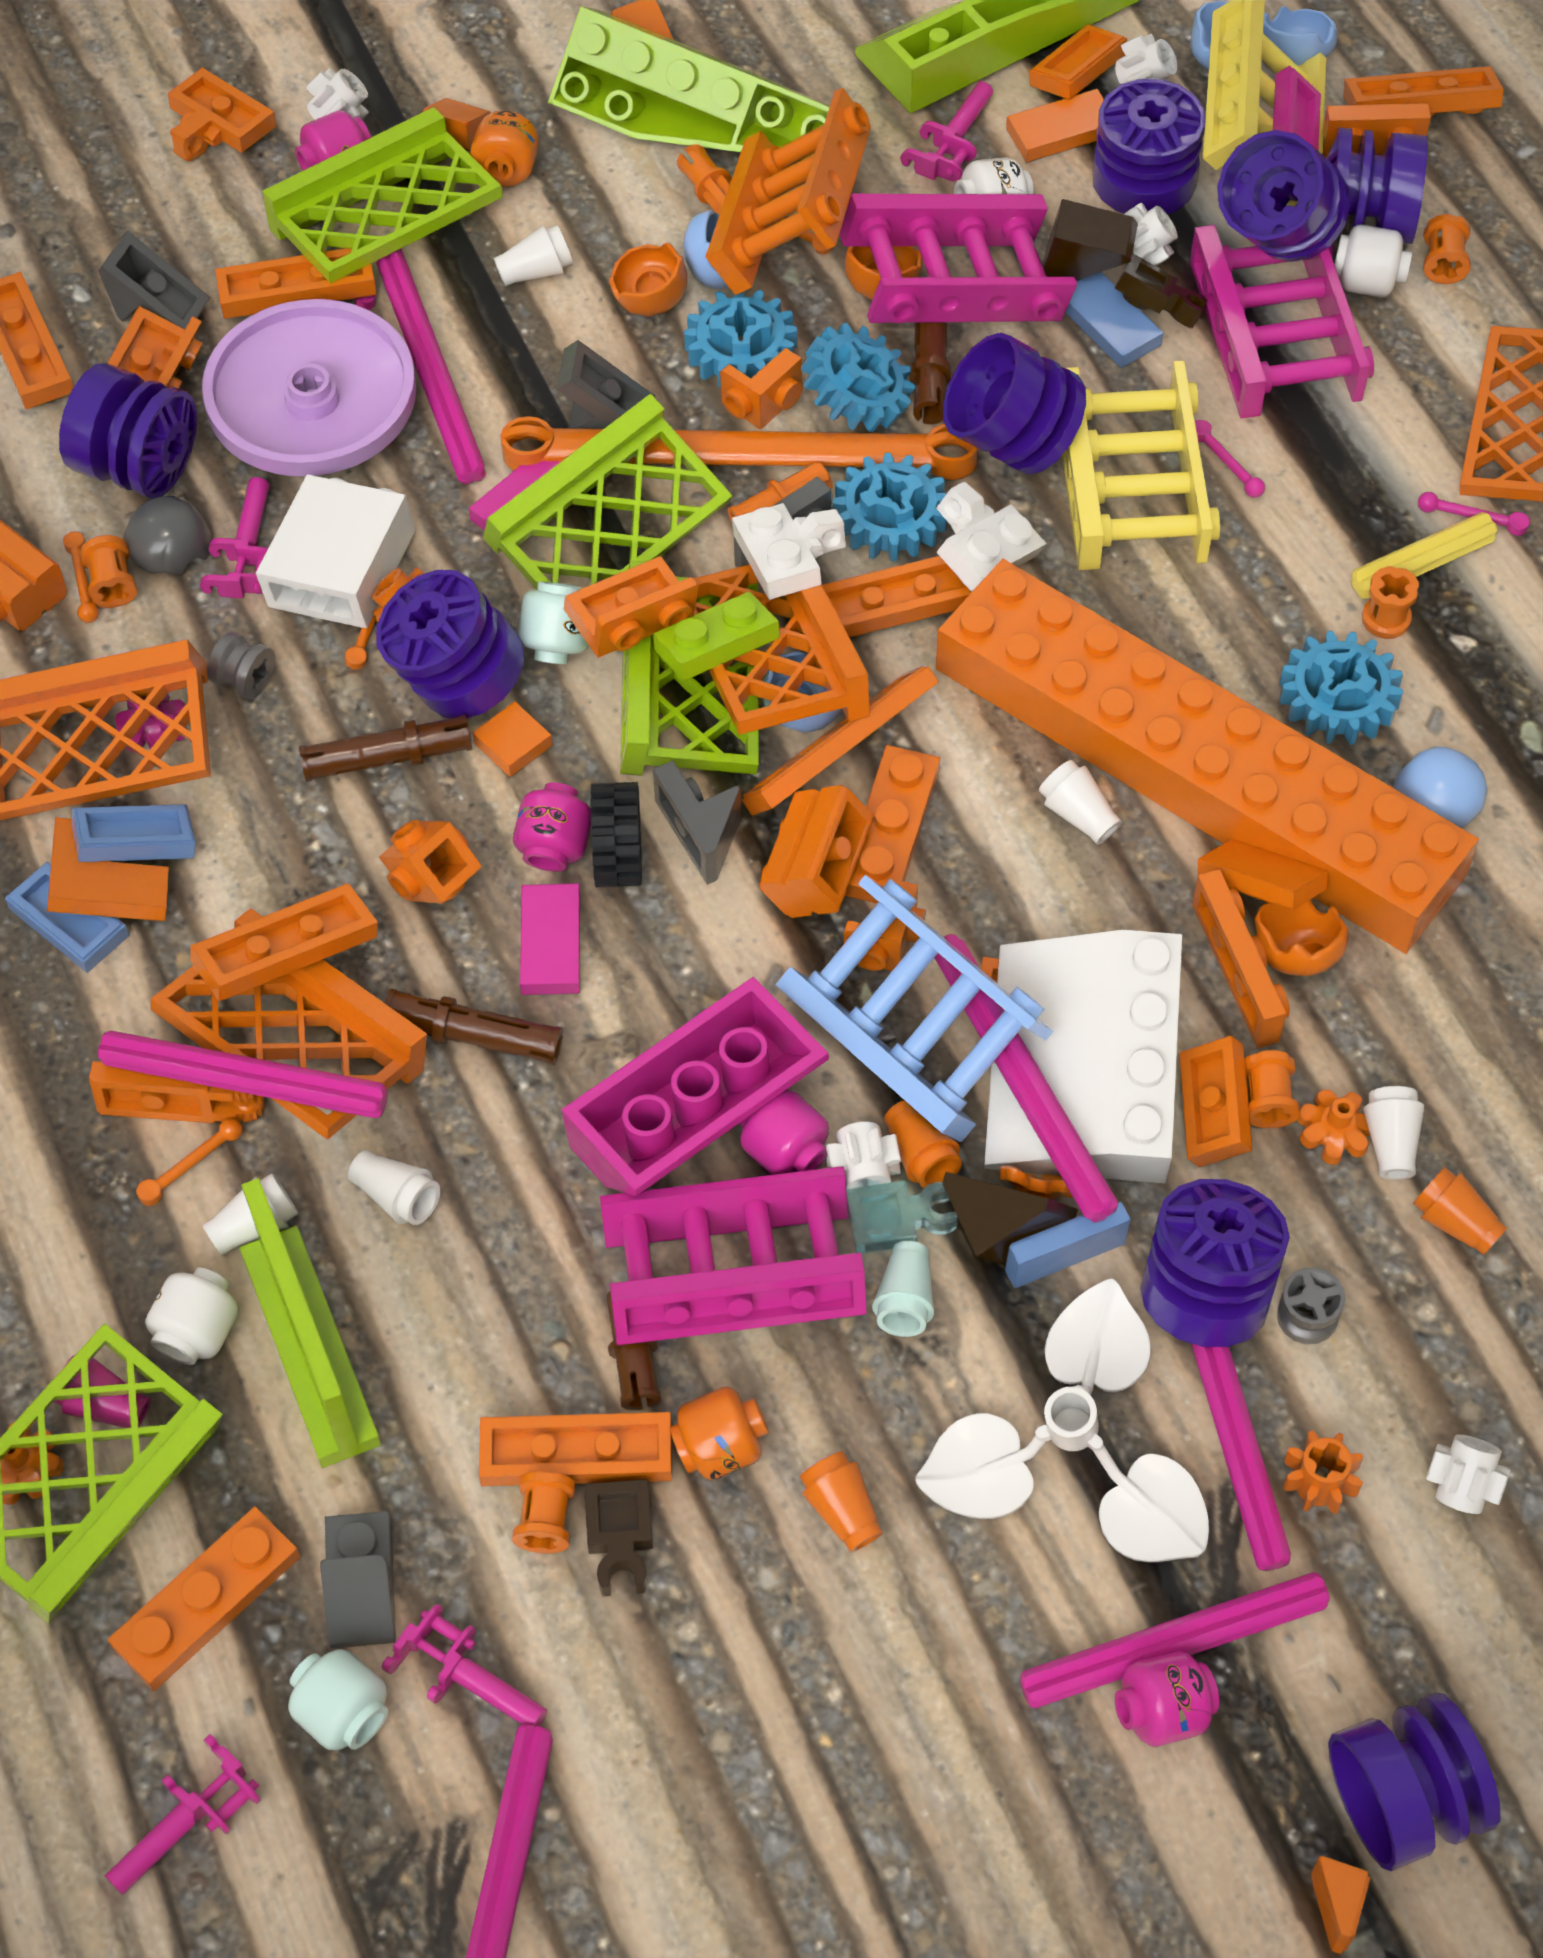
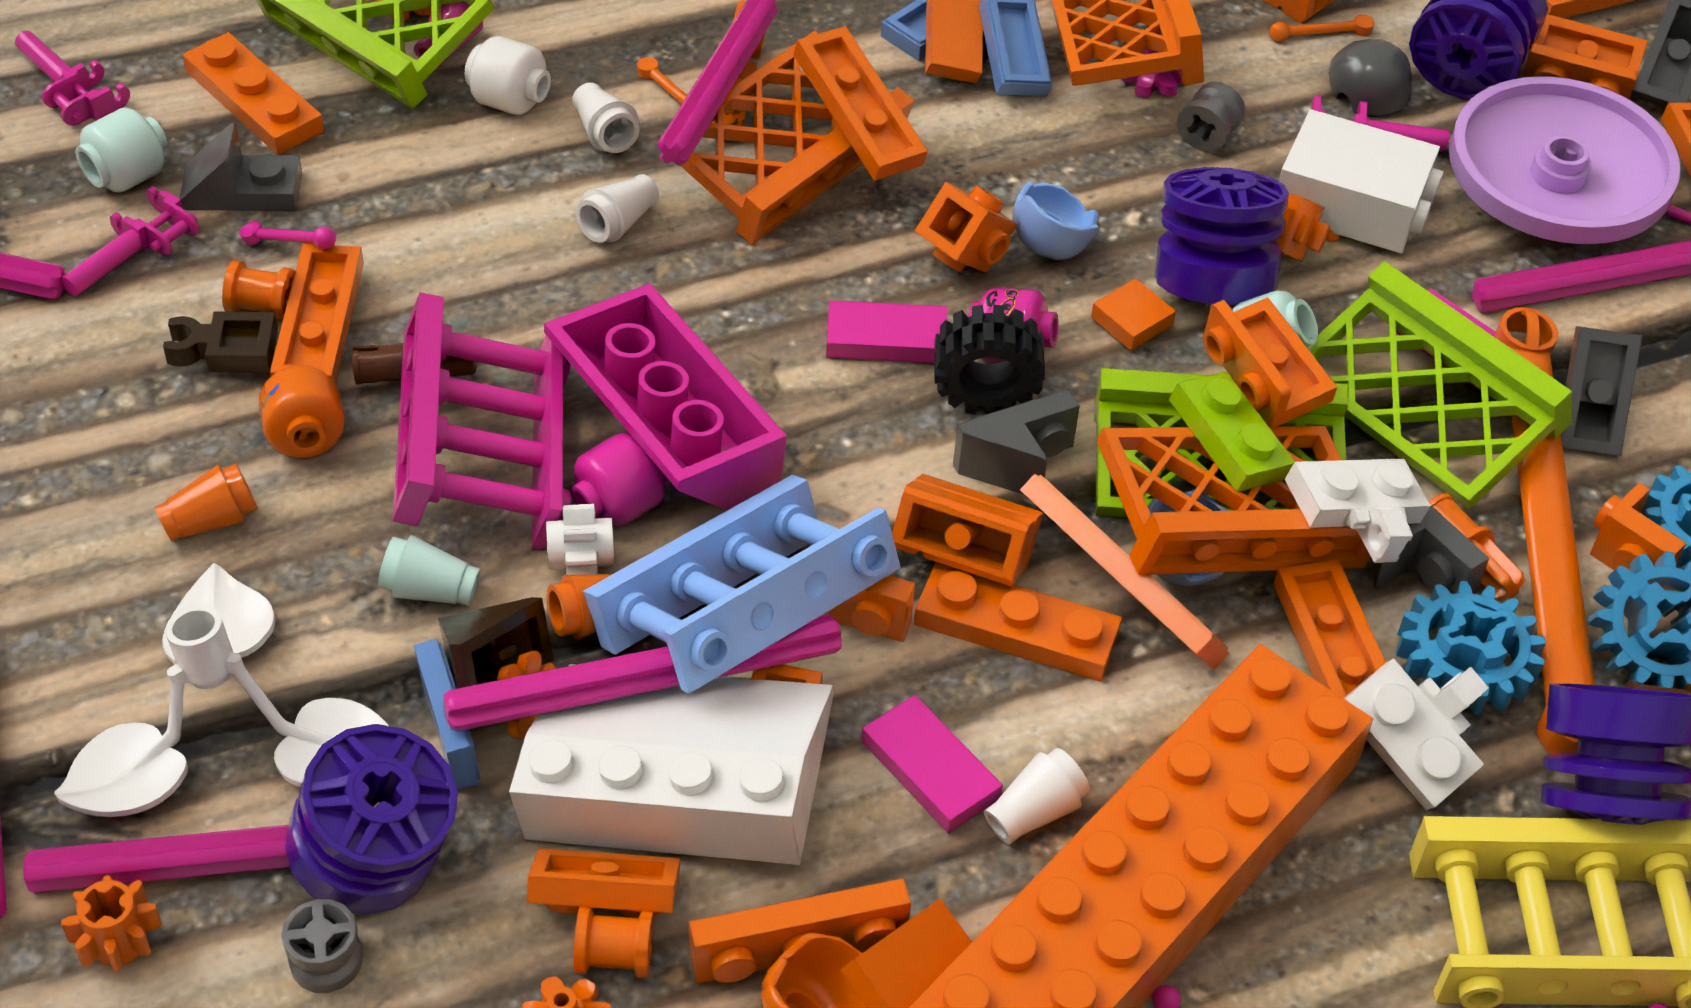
camera: 90 degrees right, 10 degrees down
(108, 570) = (1303, 33): orange bush -> none
(306, 1337) = (473, 152): lime fence -> none
(386, 747) = (1121, 231): reddish brown pin -> none
(405, 792) = (1053, 221): none -> light blue hair
(440, 1549) = (323, 237): none -> dark pink hinge
(484, 1029) = (766, 310): reddish brown pin -> none
(887, 1214) = (514, 563): clear light blue plate -> none
(1050, 882) = (931, 763): none -> dark pink tile

